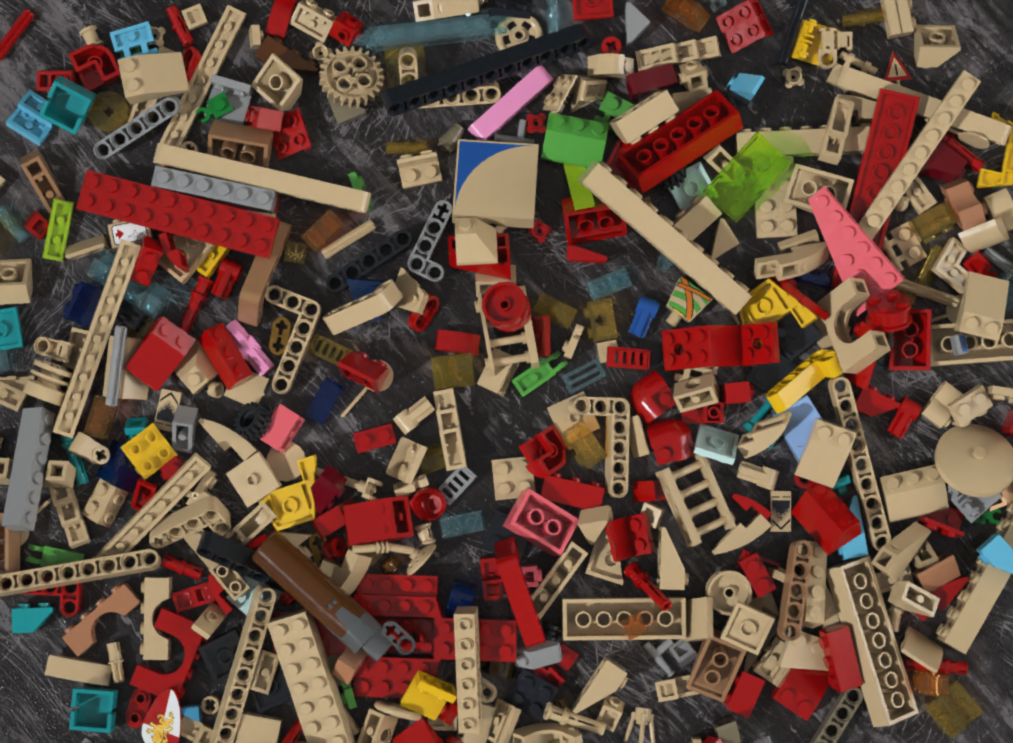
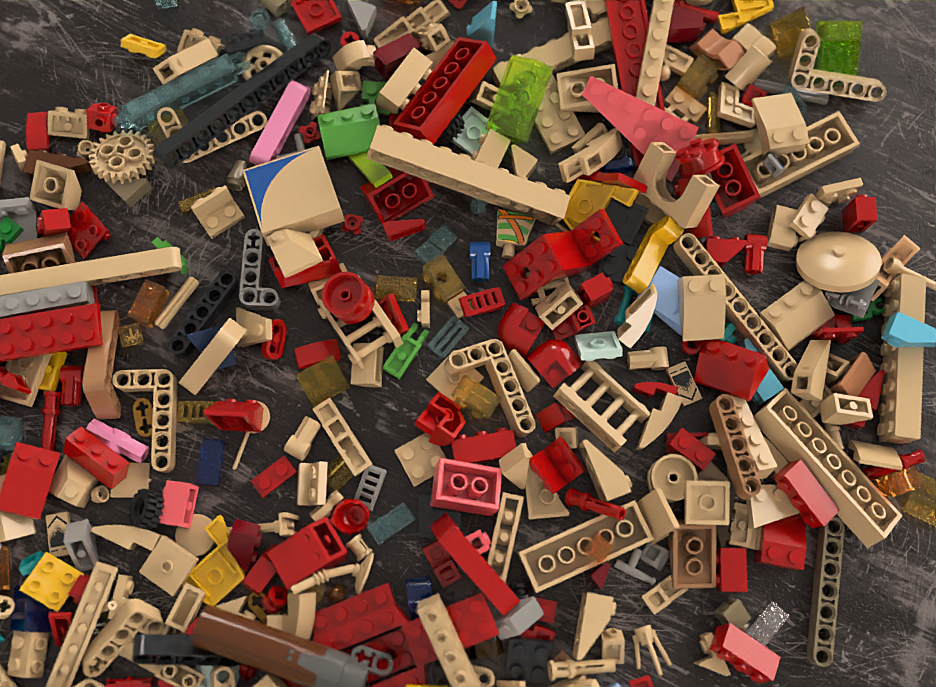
camera: 25 degrees left, 10 degrees down
(624, 647) = (598, 575): none -> dark red slope

